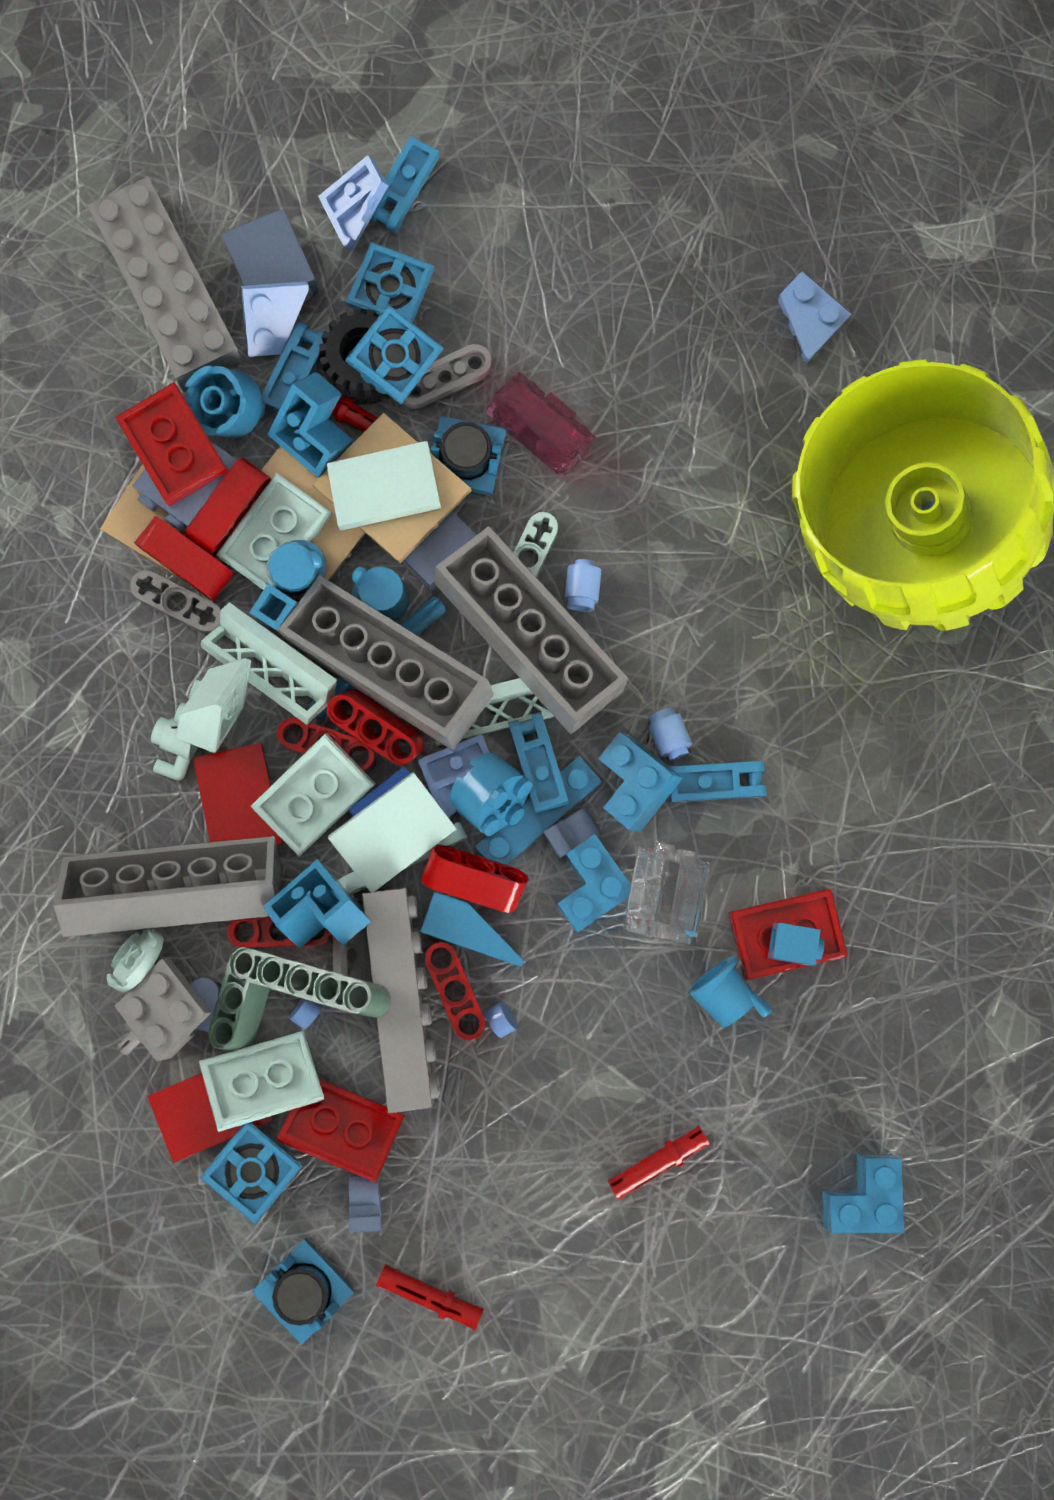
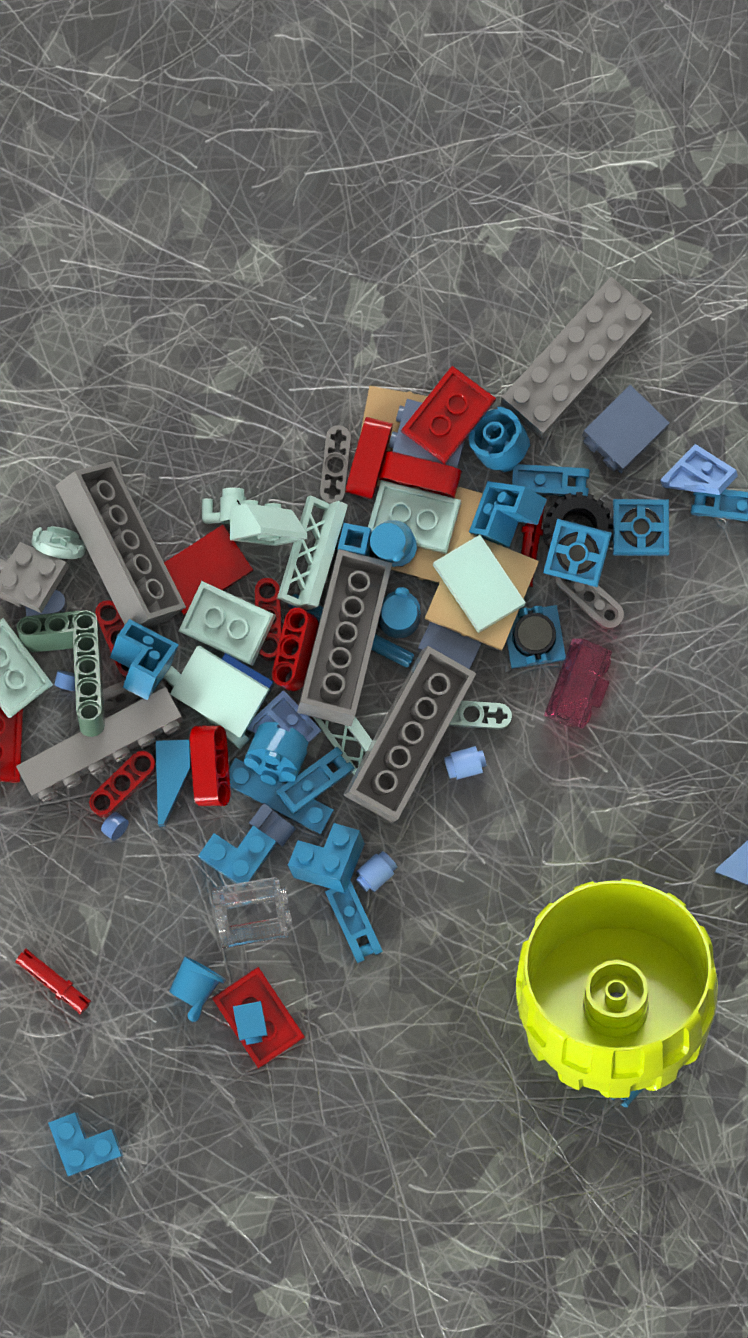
camera: 75 degrees right, 0 degrees up
(270, 315) = (581, 447): light blue wing -> none

